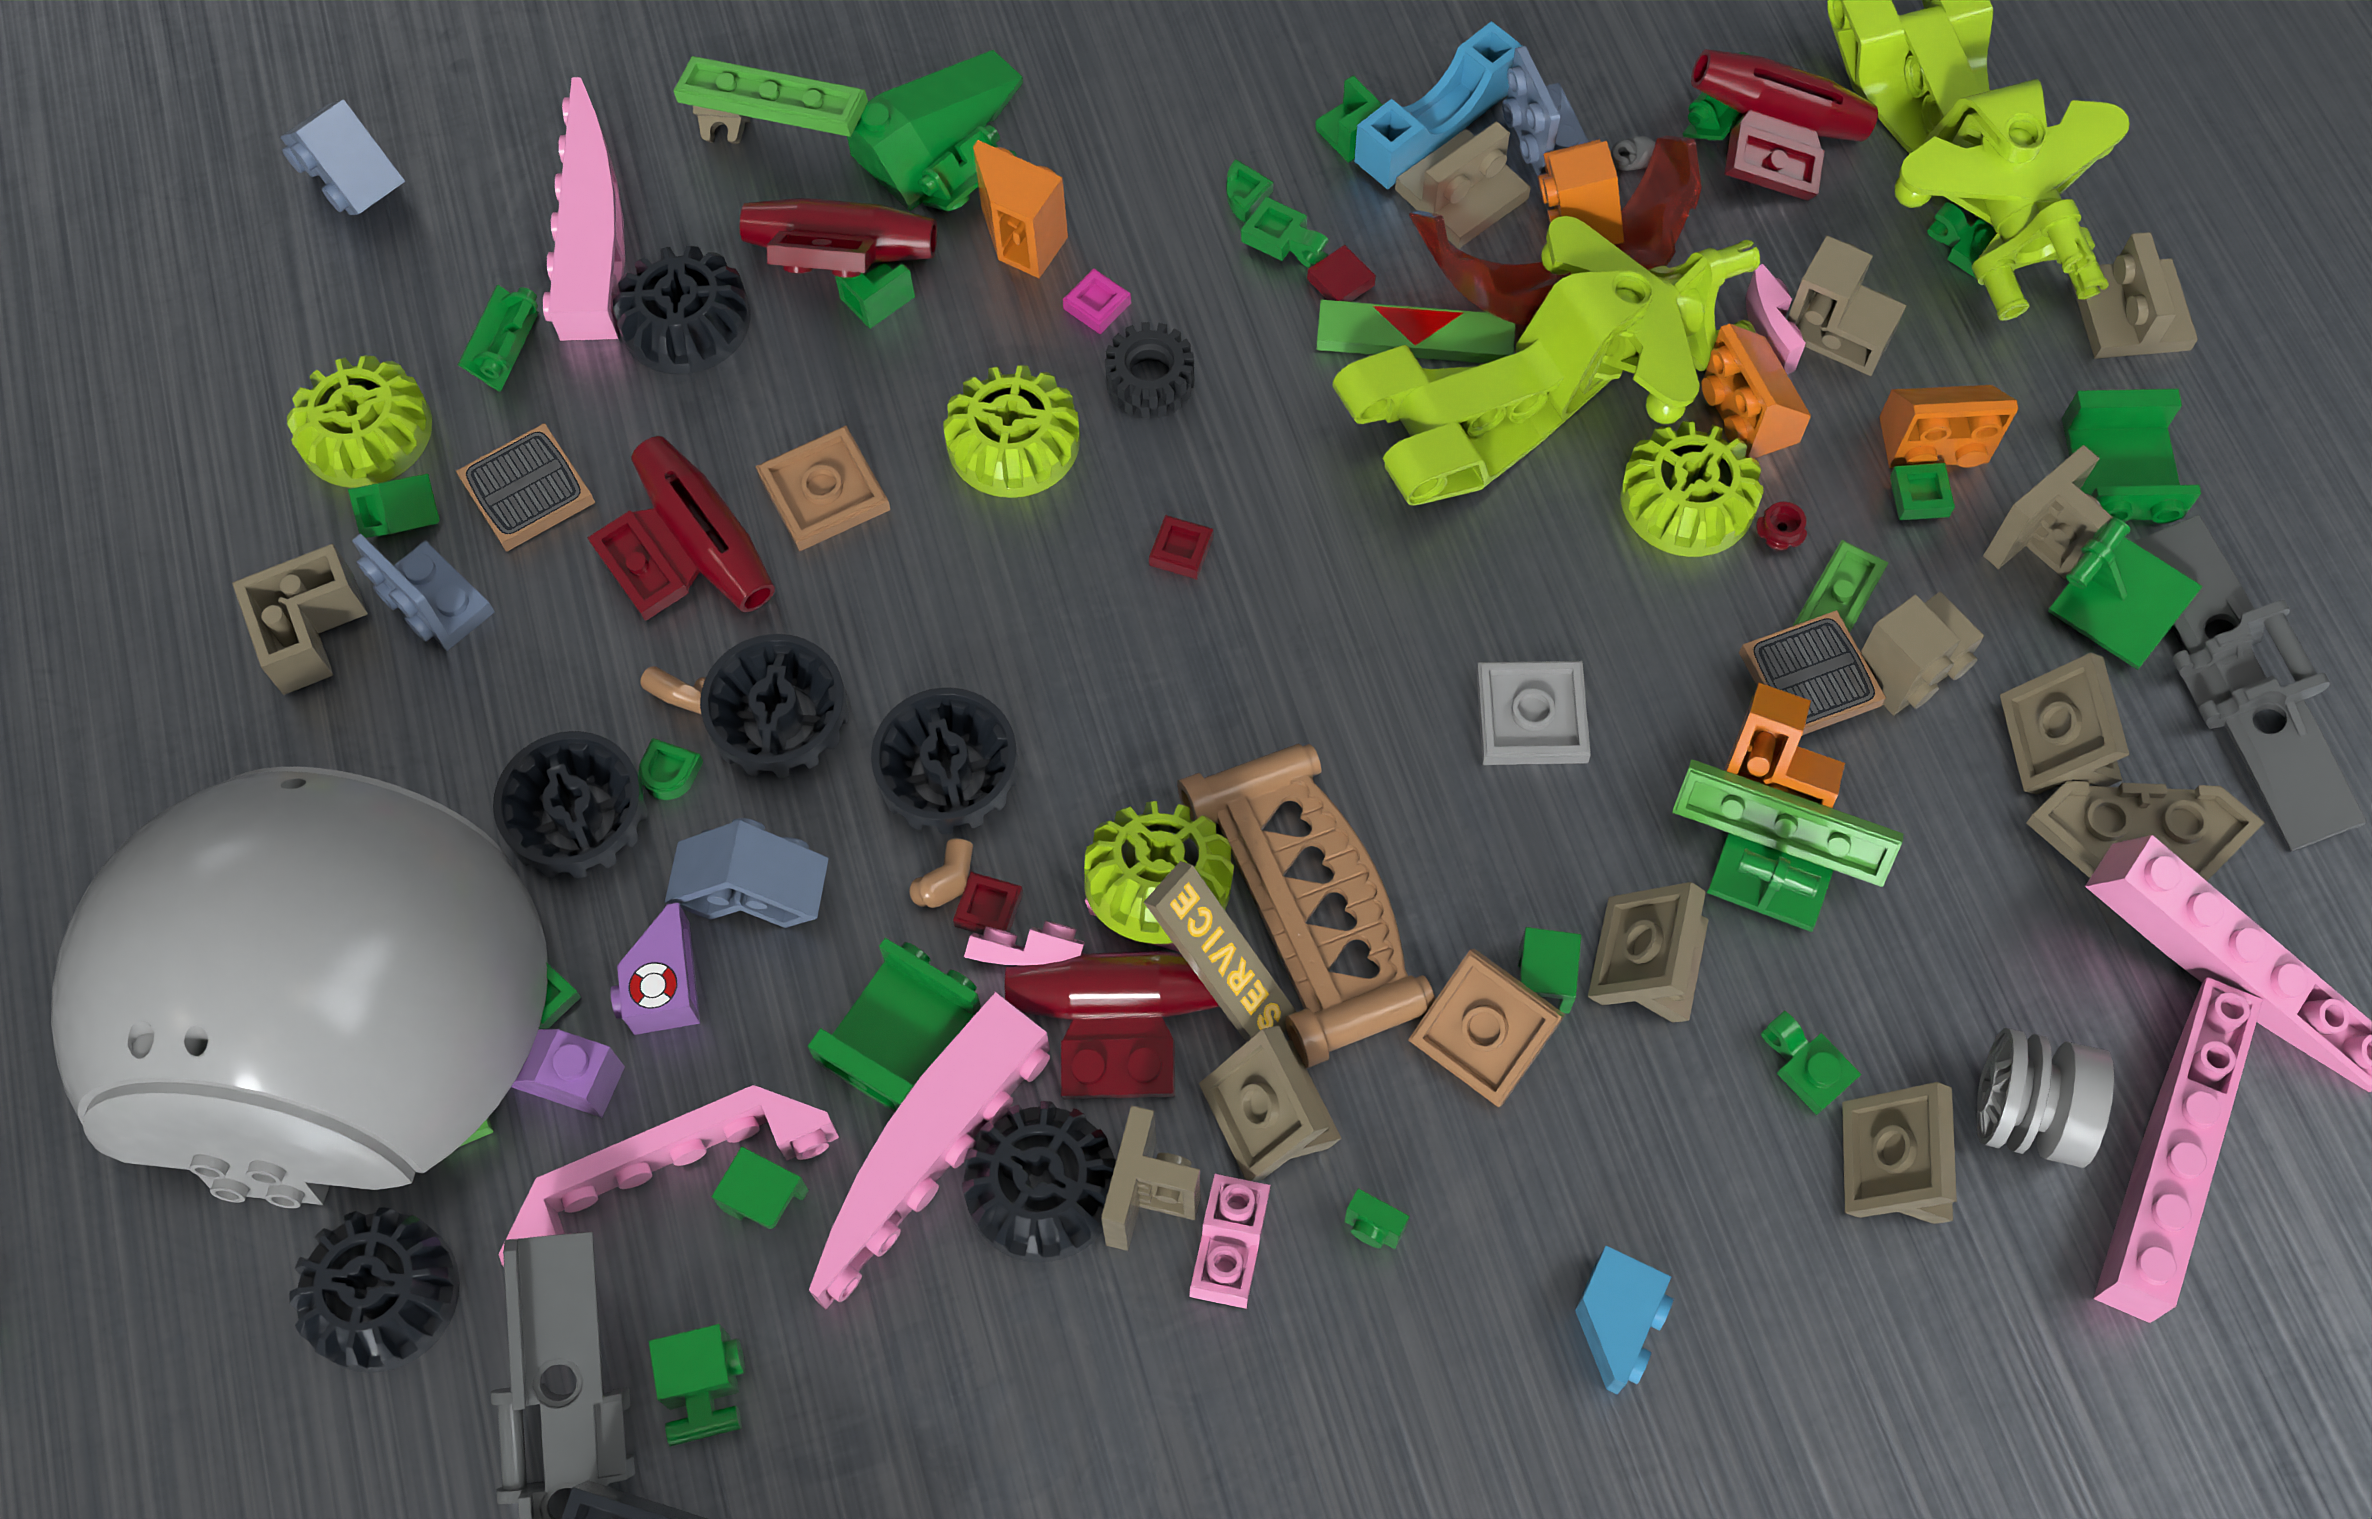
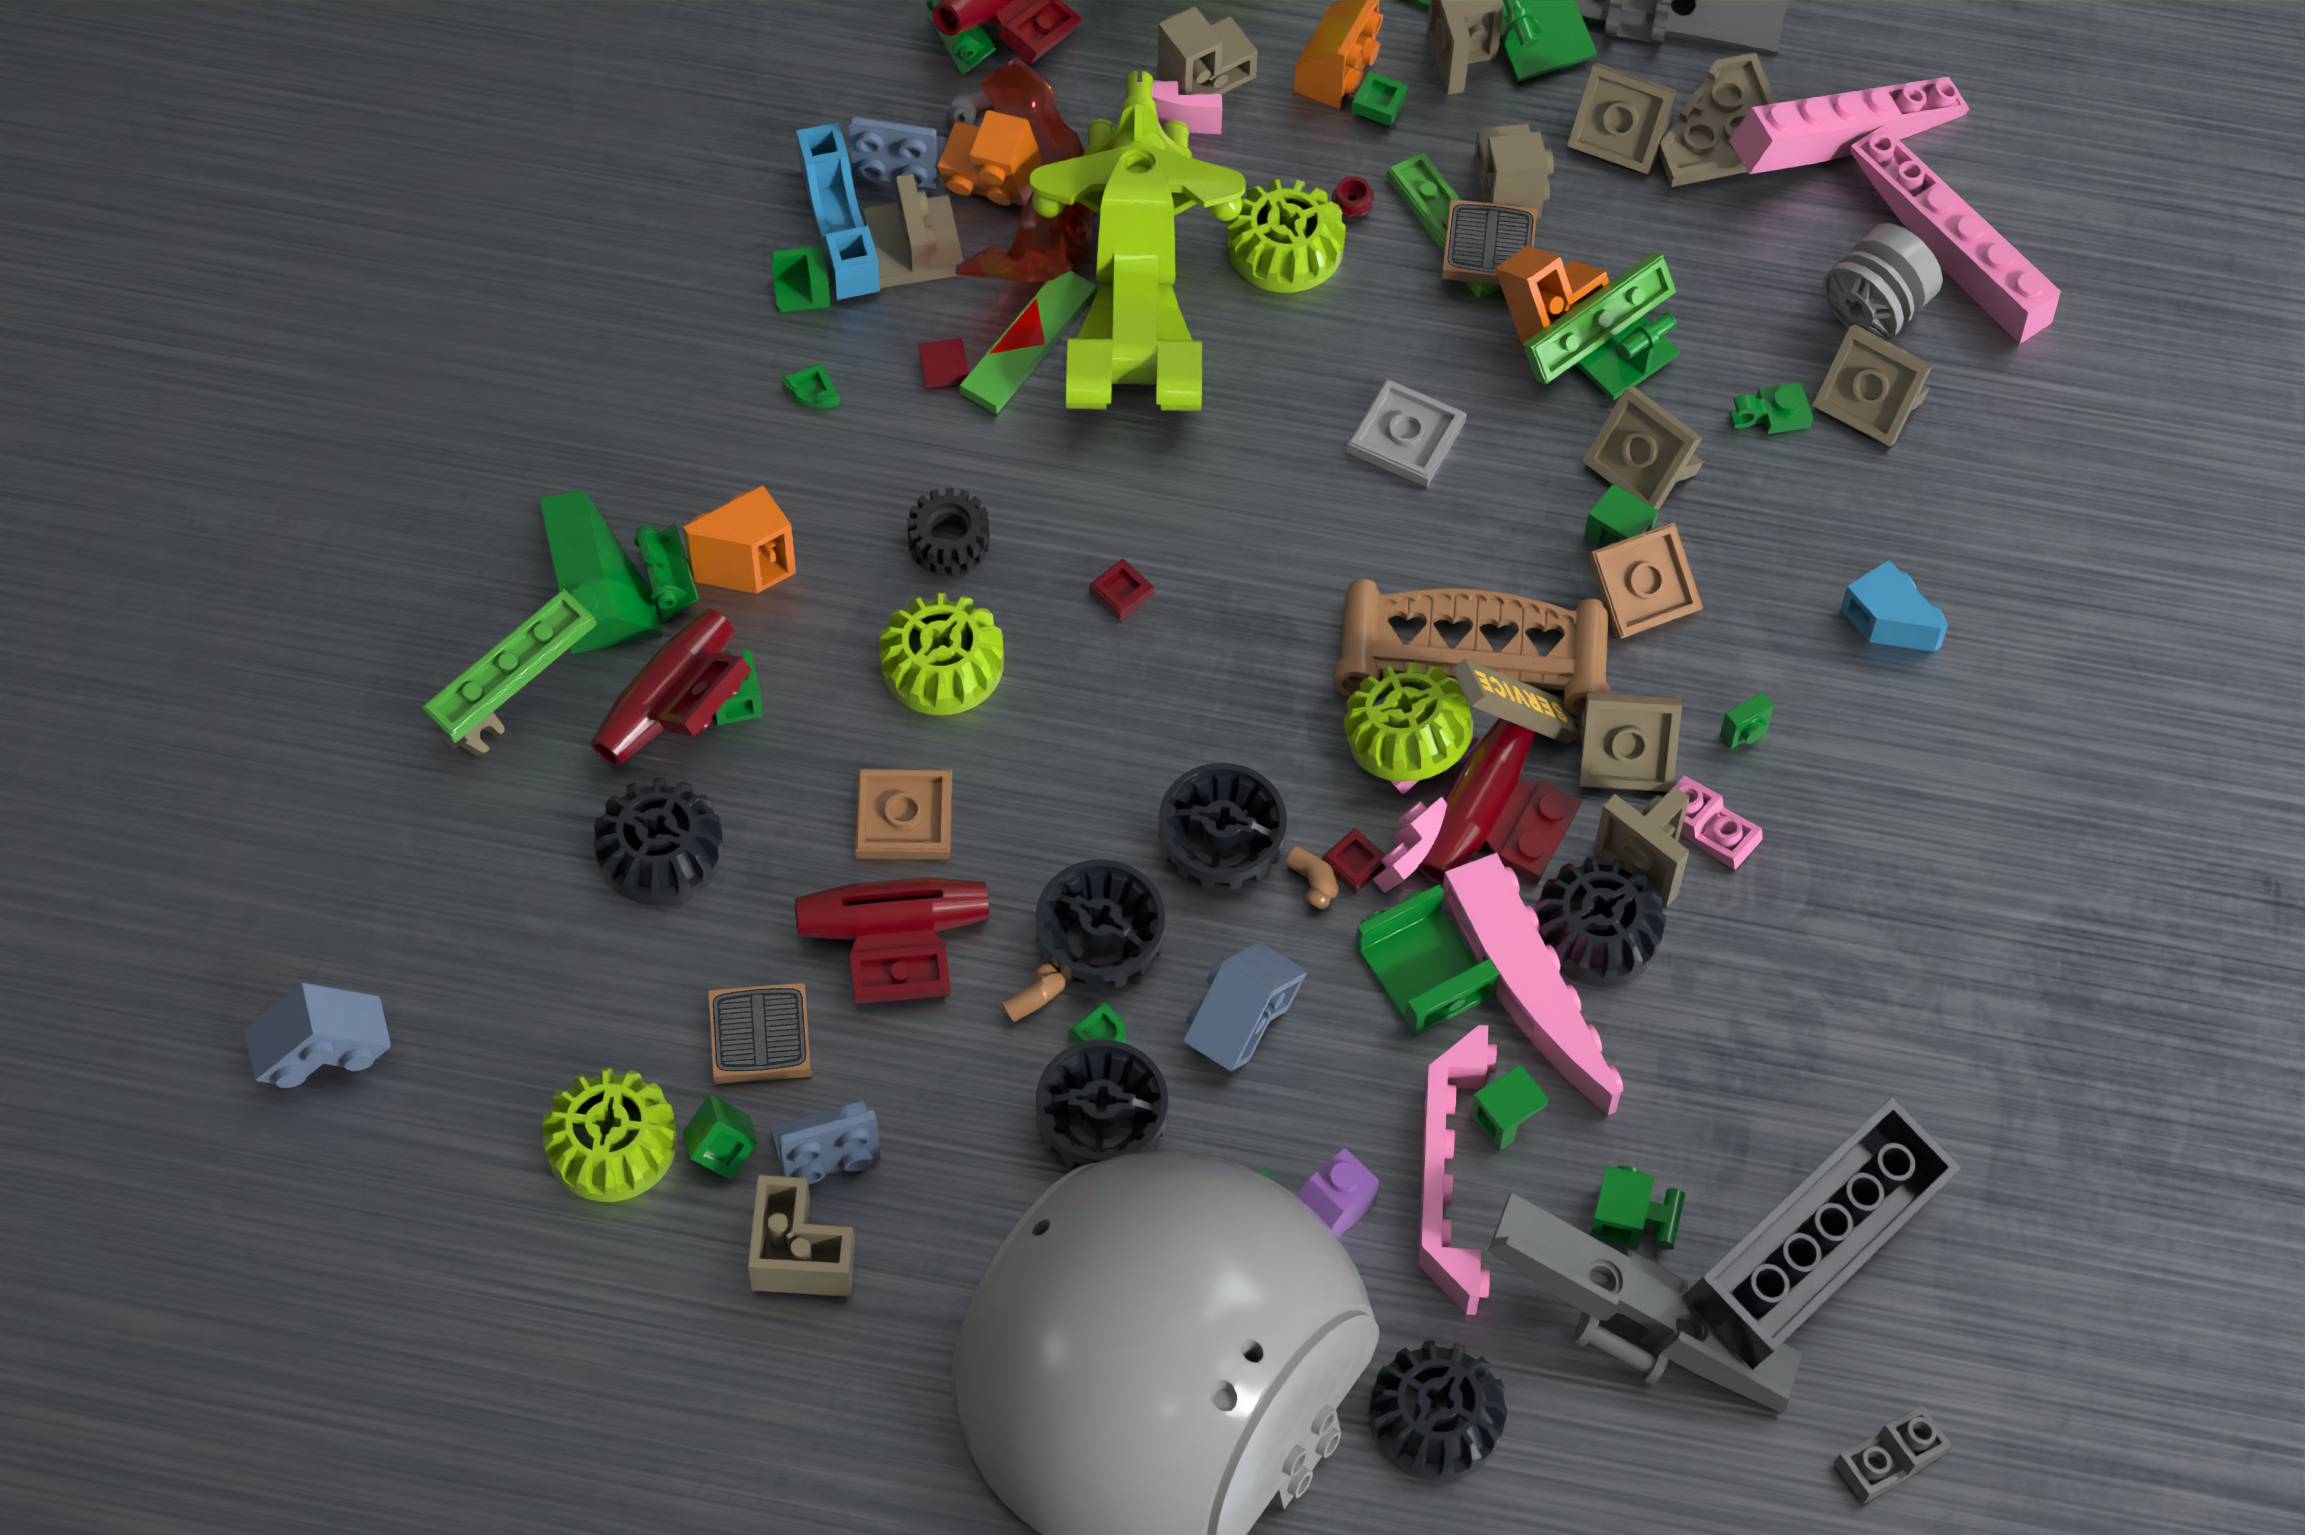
camera: 65 degrees left, 5 degrees down
(500, 335) = (611, 999): green hinge -> none
(585, 229) = (518, 872): bright pink slope -> none
(658, 977) = (1289, 1103): medium lavender slope -> none
(1096, 301) = (851, 540): dark pink tile -> none
(1281, 229) = (877, 382): green plate -> none
(1753, 393) = (1241, 145): orange slope -> none

